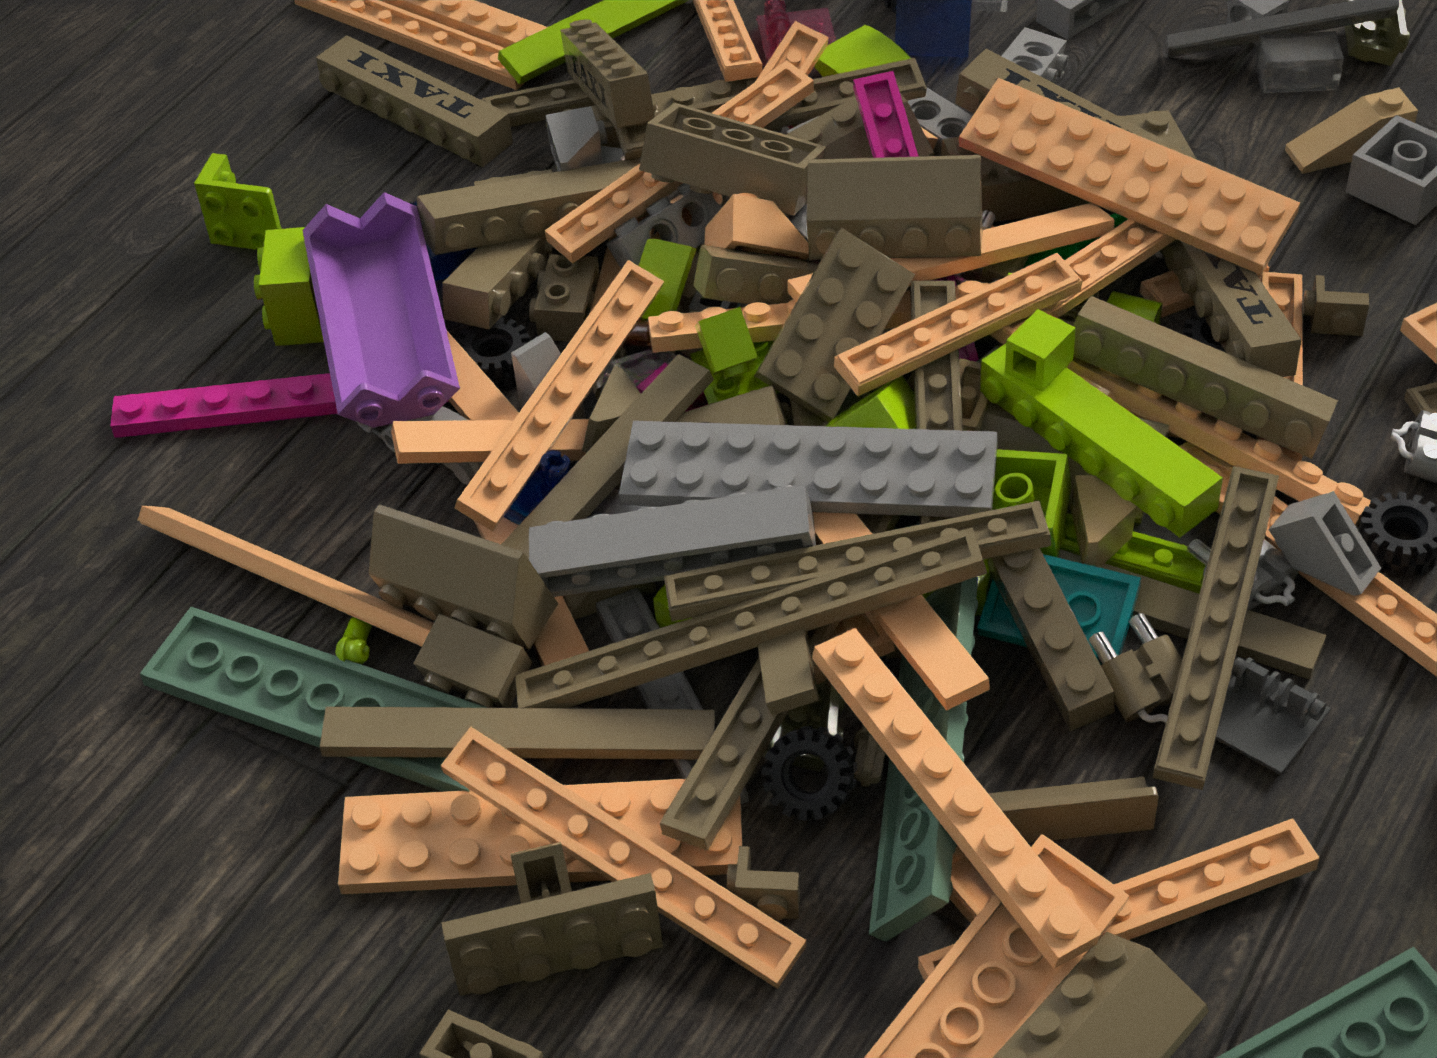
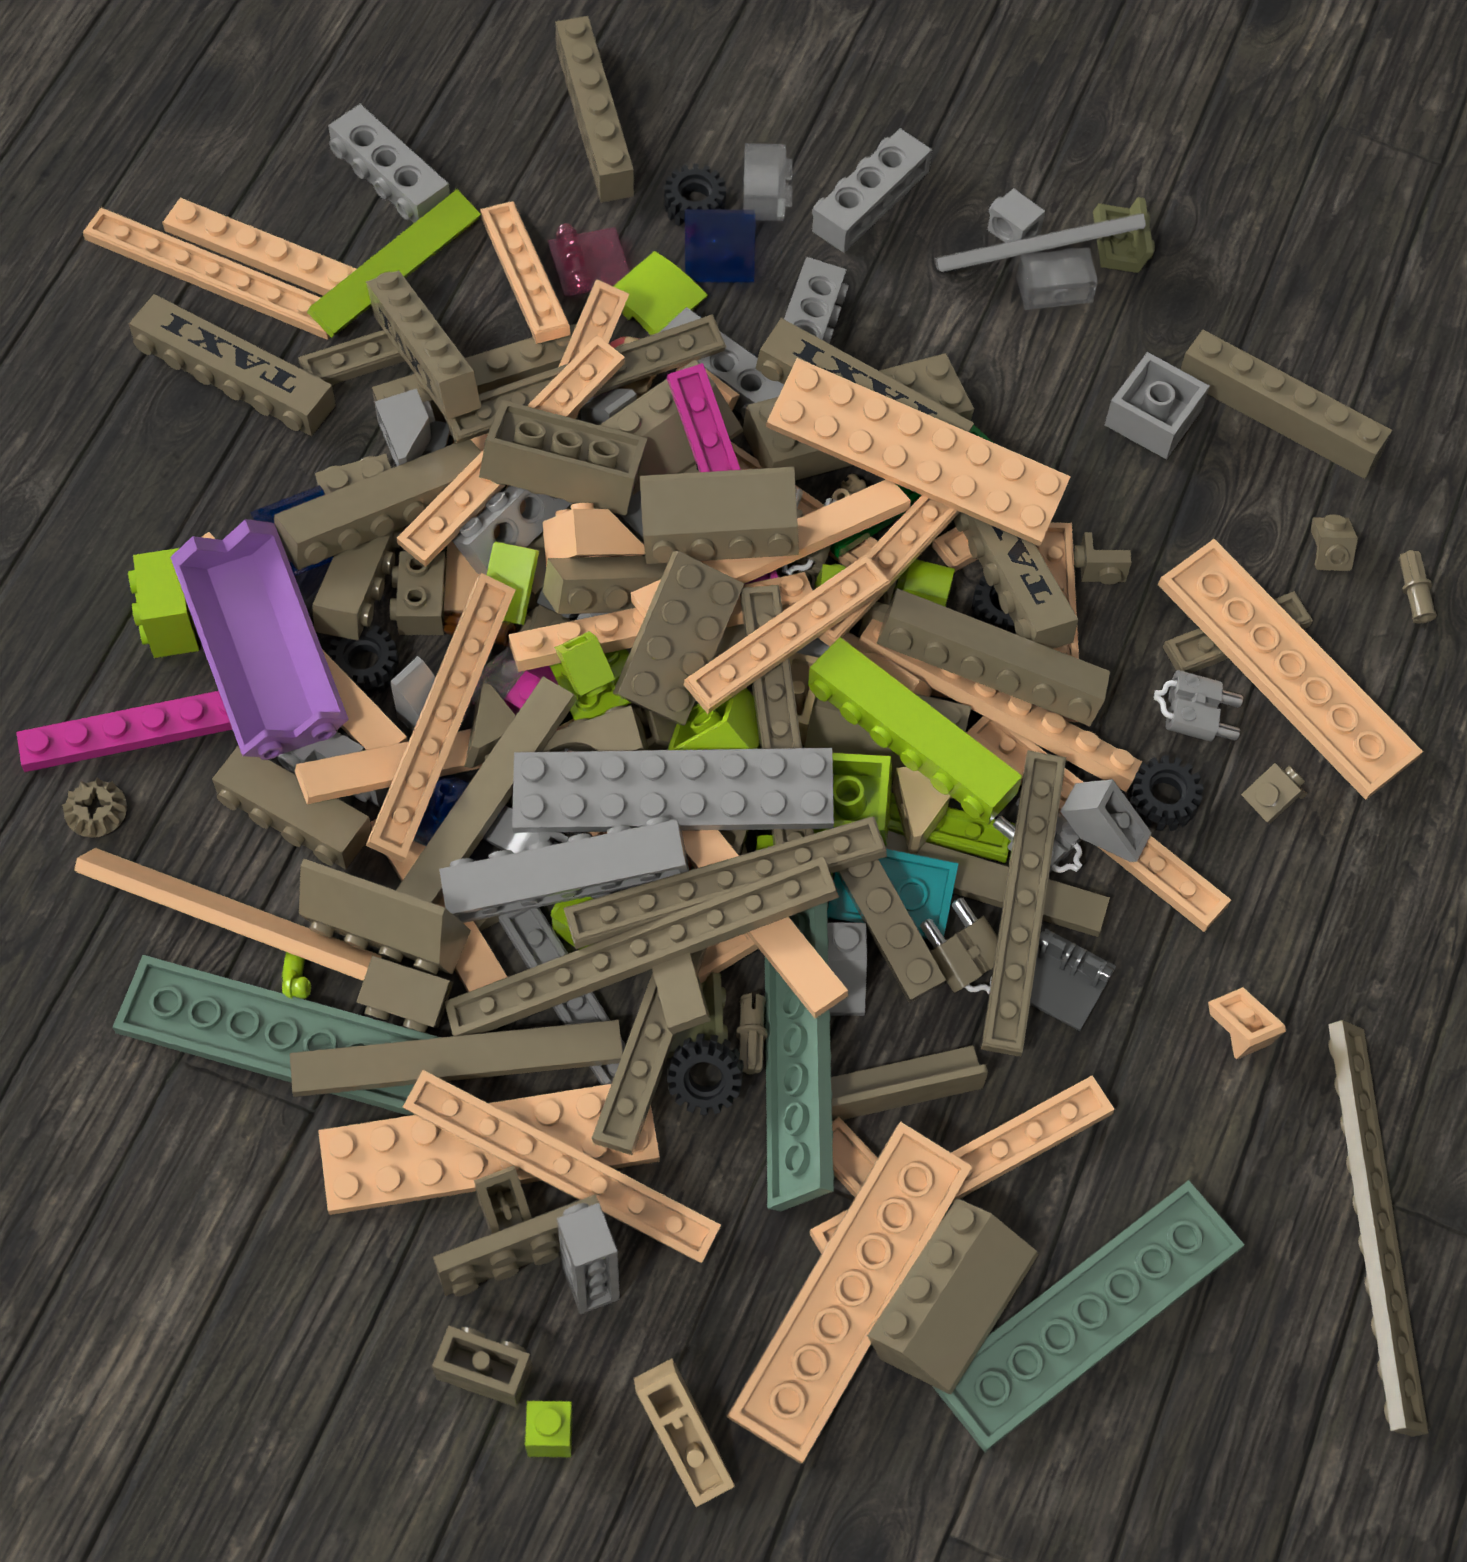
camera: 15 degrees left, 15 degrees up
(186, 480) = (105, 819): none -> dark tan gear
(234, 211) = (89, 521): lime bracket -> none
(368, 472) = (276, 800): none -> dark tan brick
(630, 940) = (588, 1256): none -> light grey brick
(768, 891) = (681, 1185): dark tan bracket -> none
(957, 799) = (827, 1096): light nougat plate -> none
(998, 655) = (849, 962): none -> light grey slope
(1040, 349) = (861, 660): lime brick -> none
(1348, 130) = (1107, 360): tan slope -> none

